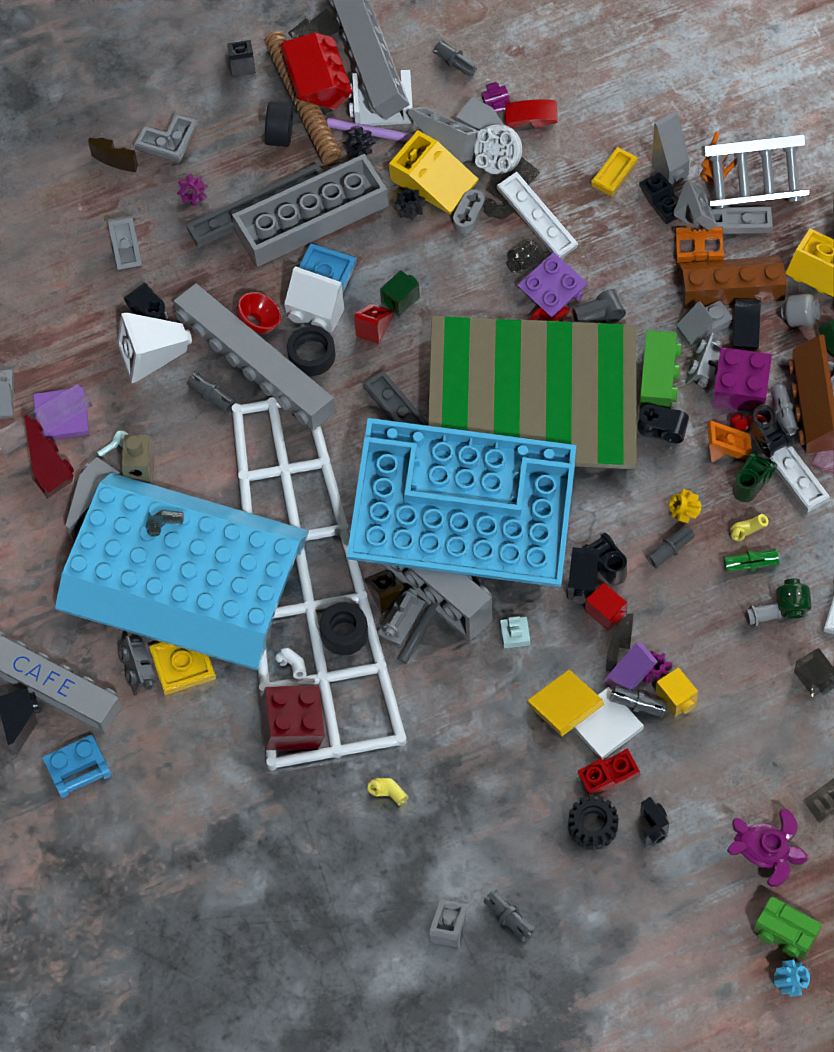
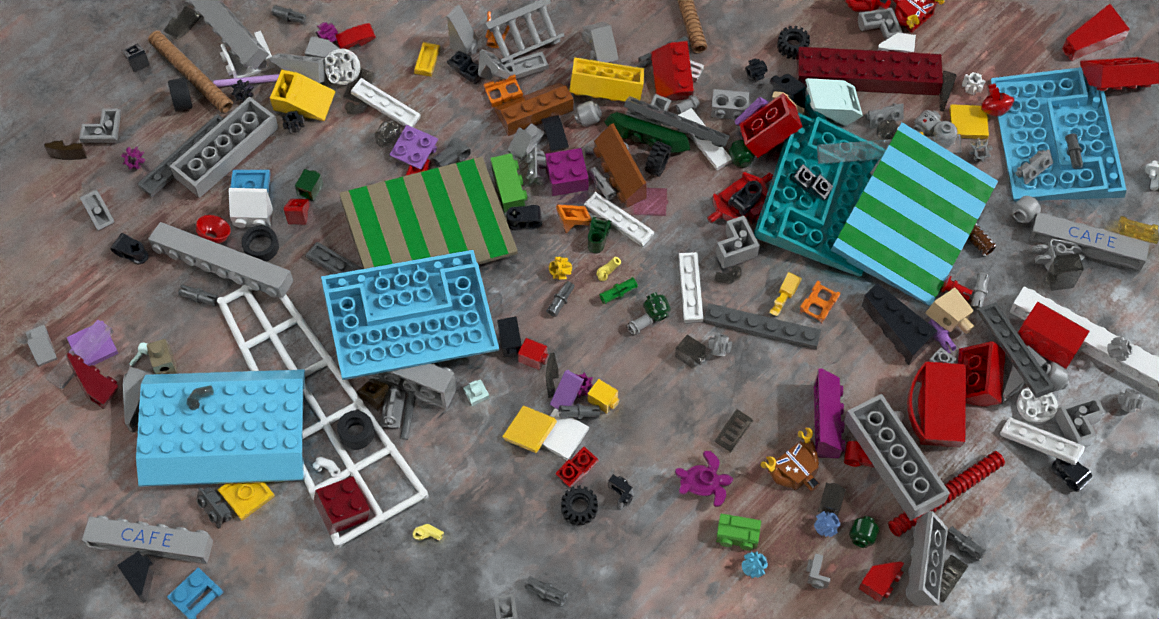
camera: 25 degrees left, 0 degrees up
(149, 343) = (140, 275): white slope -> none
(316, 70) = (194, 49): red slope -> none
(464, 209) = (340, 115): light grey beam -> none
(608, 557) = (523, 318): black piece -> none
(741, 423) = (582, 197): red arm -> none
(769, 432) = (599, 199): black piece -> none

